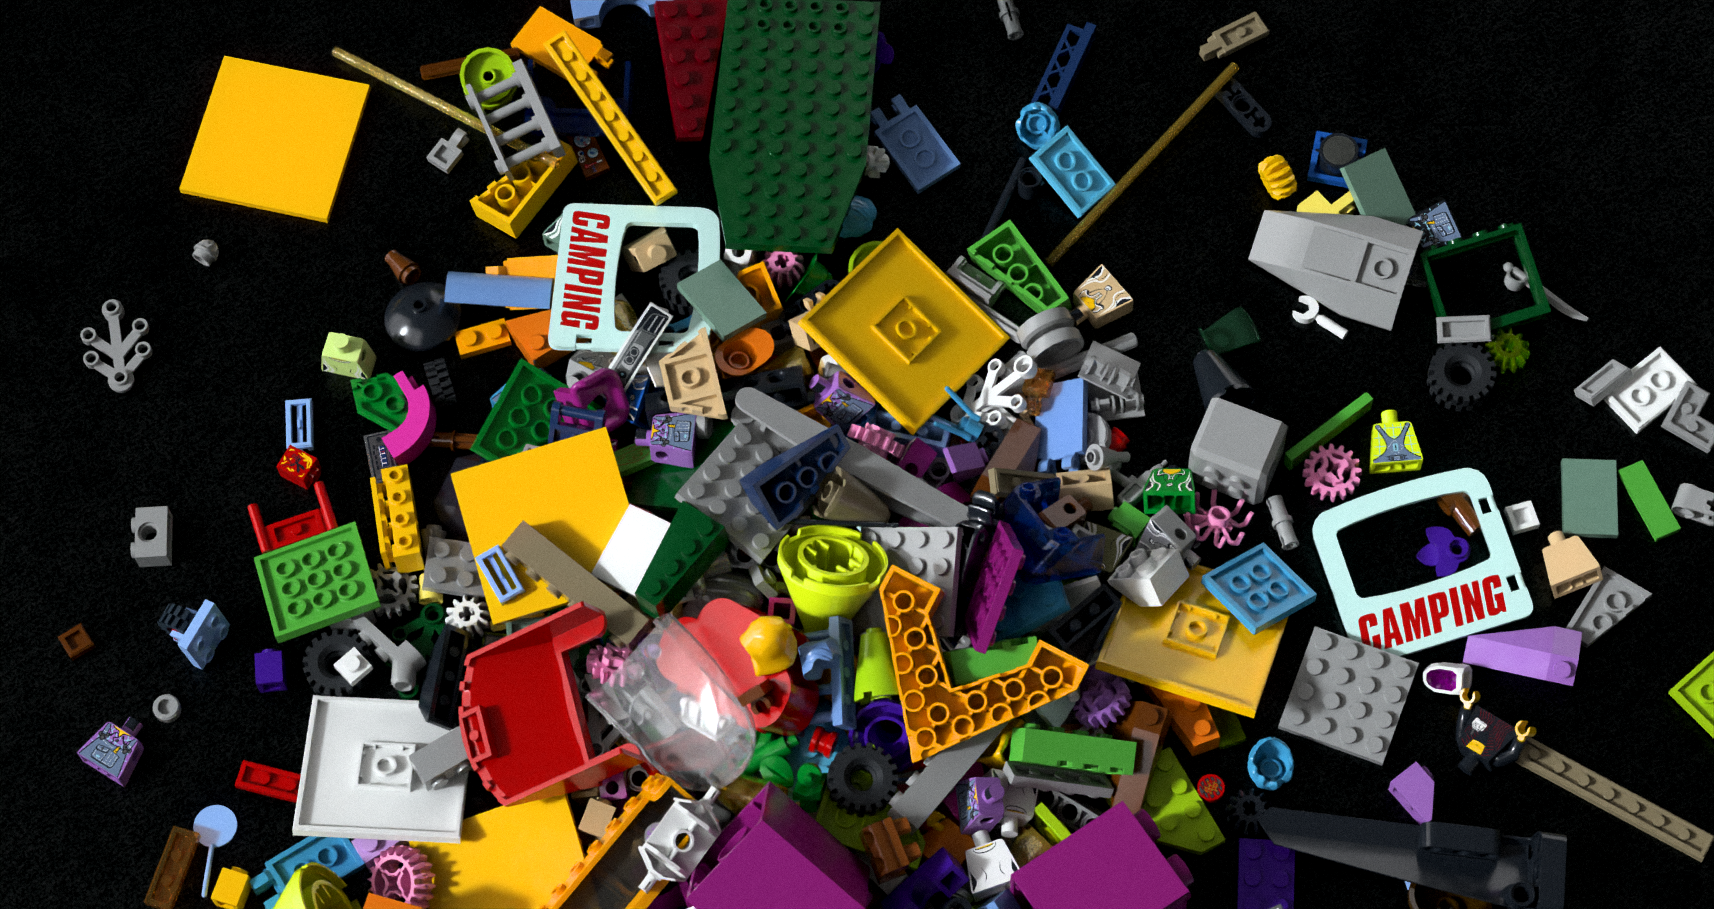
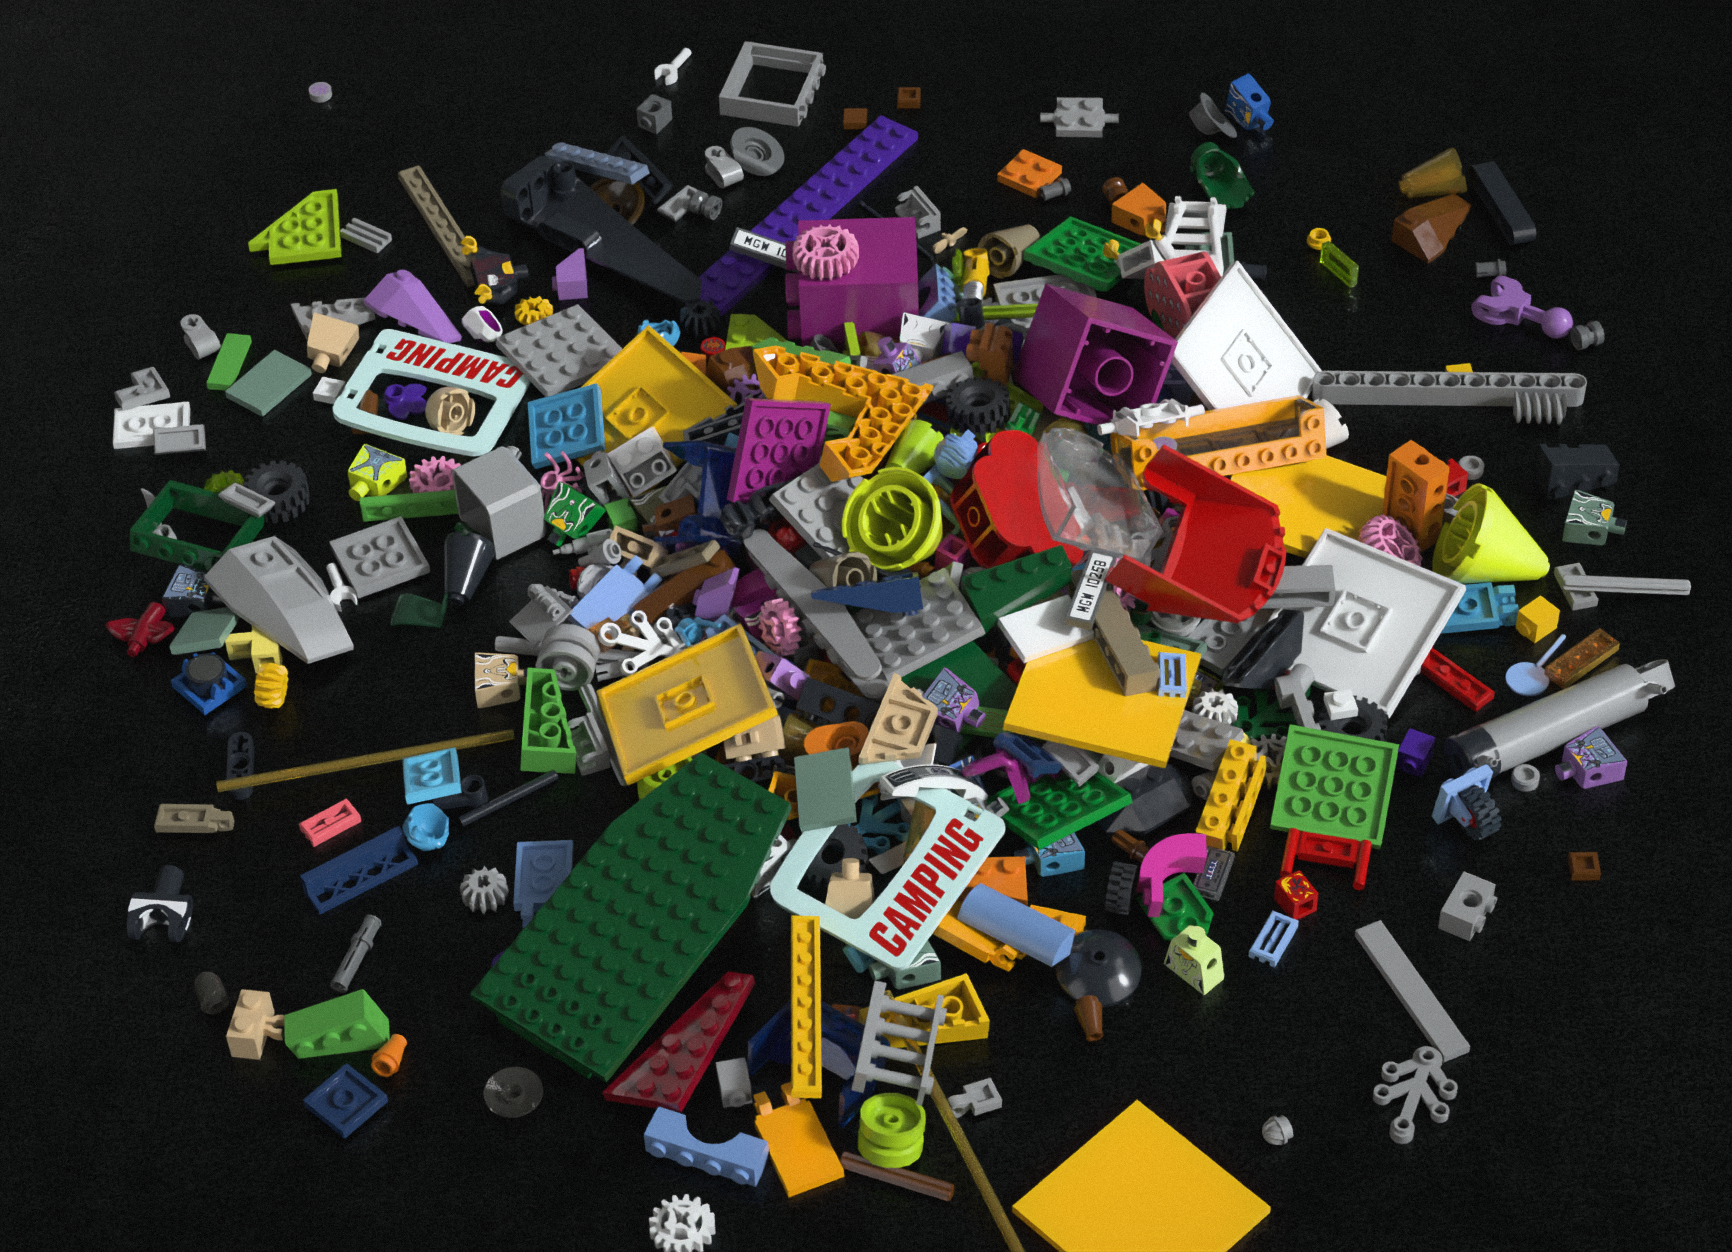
camera: 150 degrees left, 20 degrees down
(156, 765) = (1557, 718): none -> light grey piece
(164, 438) = (1412, 991): none -> light grey tile
(612, 599) = (1090, 591): none -> tile
(642, 60) = (734, 1082): none -> light grey brick
(757, 694) = (1025, 445): reddish brown tile -> none
(770, 645) = (990, 460): yellow piece -> none
(950, 97) = (484, 889): none -> light grey gear
(1110, 842) = (825, 252): none -> bright pink gear
(1119, 119) = (332, 824): none -> coral tile
(1309, 364) = (379, 557): none -> light grey plate
(1383, 544) = (450, 410): none -> tan cylinder
(1409, 738) = (527, 317): none -> yellow gear
(1441, 178) = (141, 631): none -> dark red plant
(1670, 745) = (368, 233): none -> light grey tile

